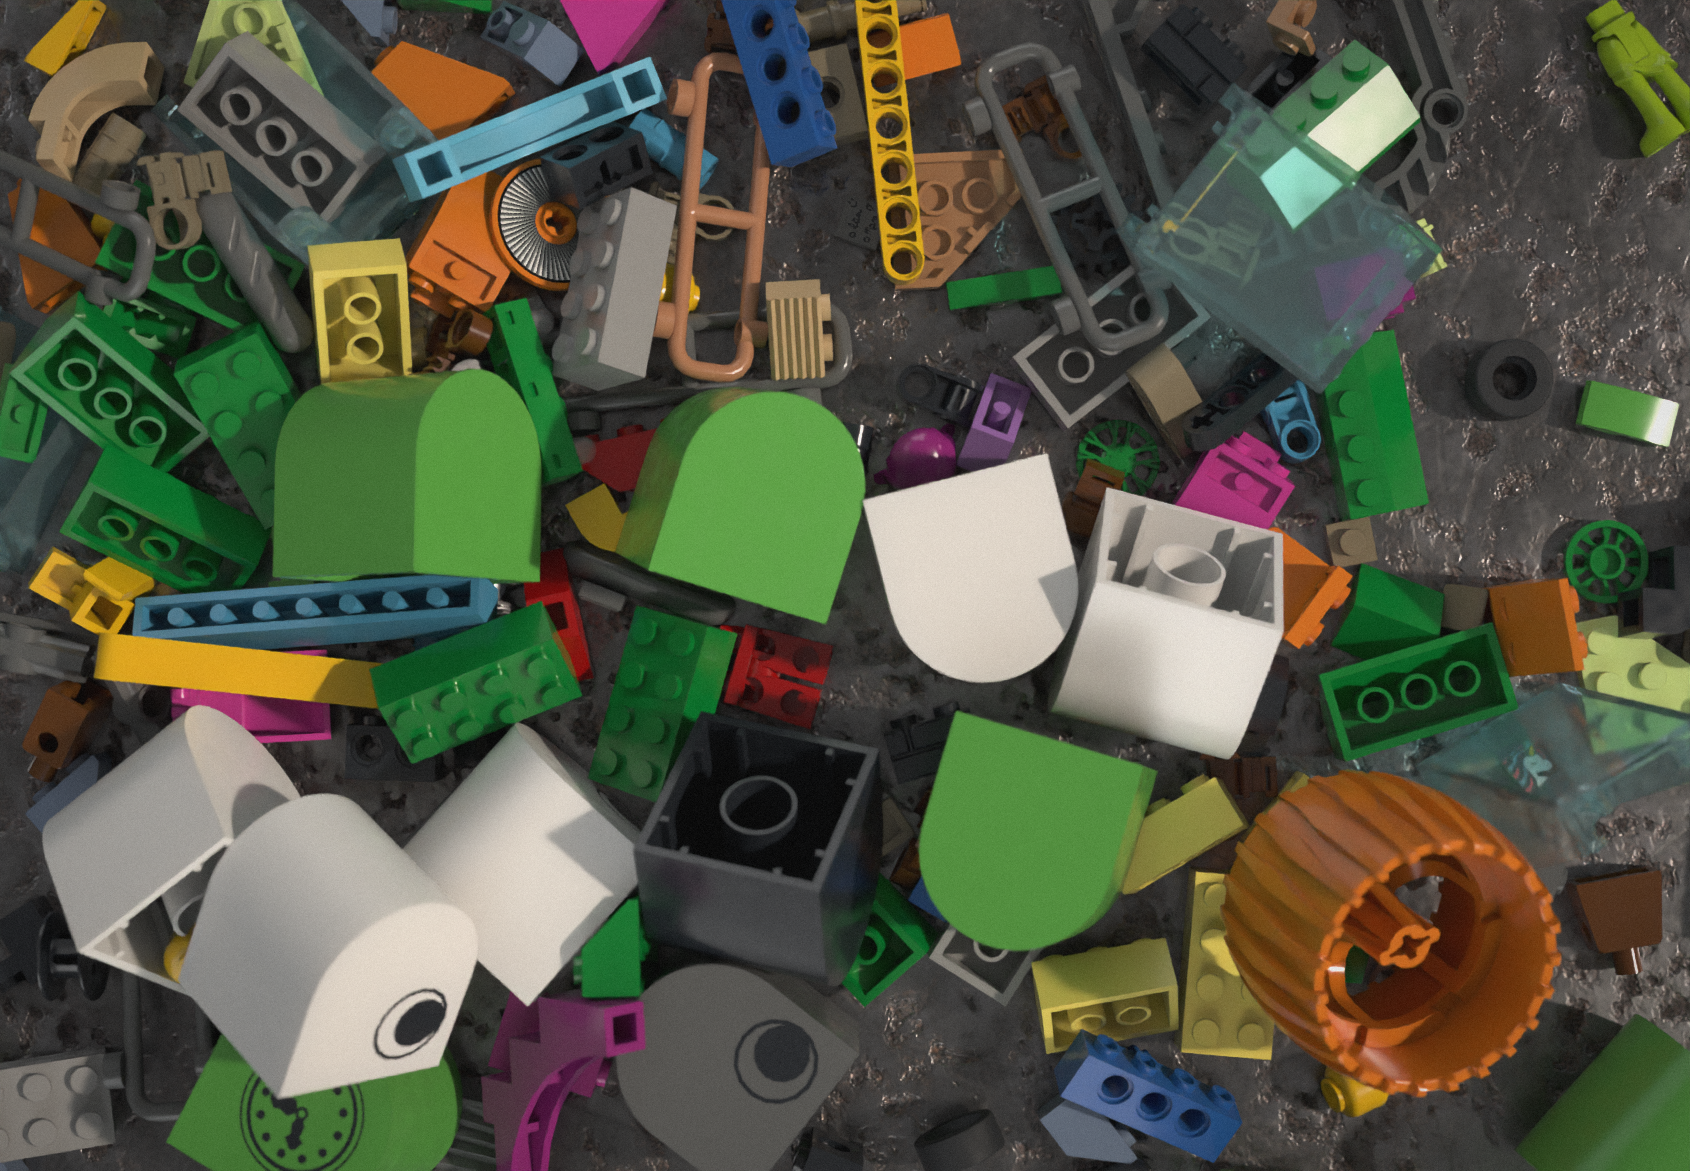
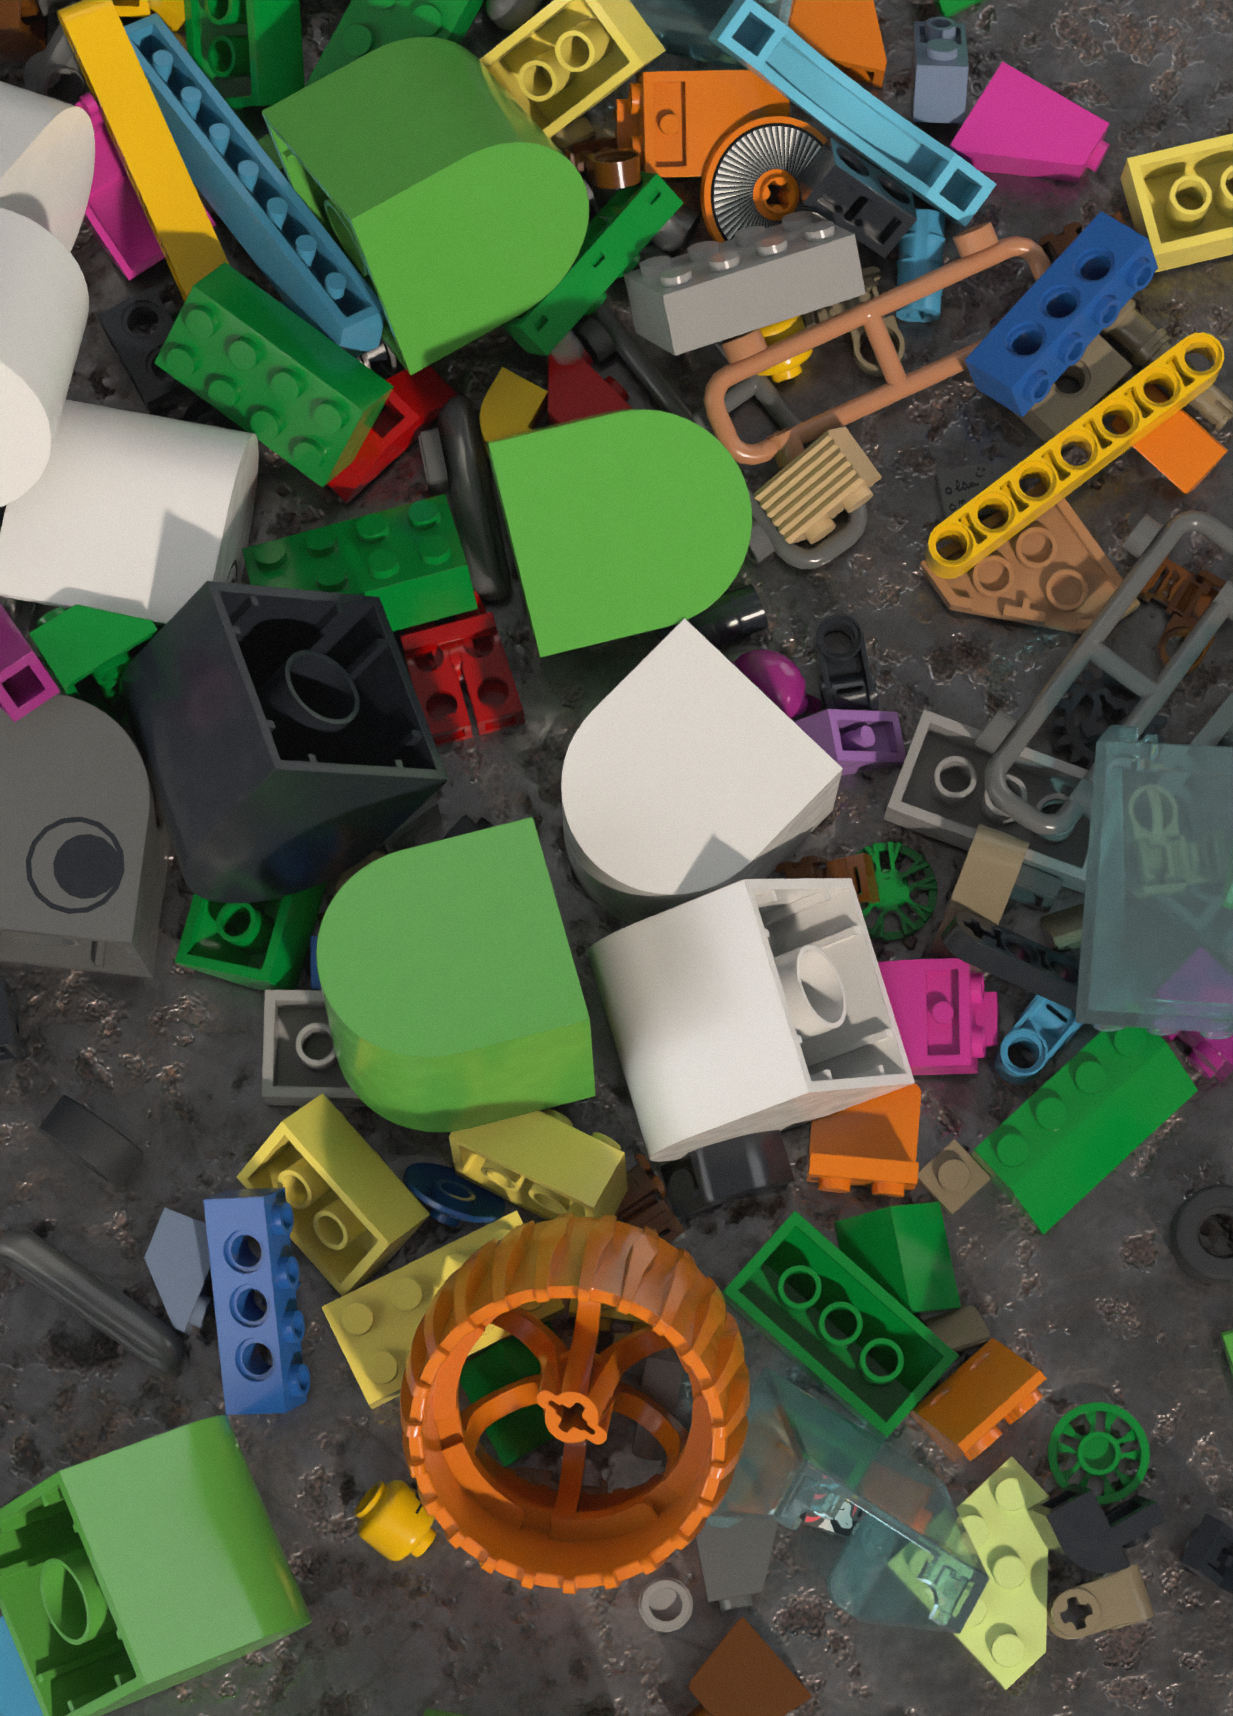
camera: 60 degrees right, 10 degrees down
(1003, 288) = (984, 666): green piece -> none
(1153, 908) = (451, 1196): none -> blue dish
(1223, 348) = (1063, 928): none -> dark tan slope

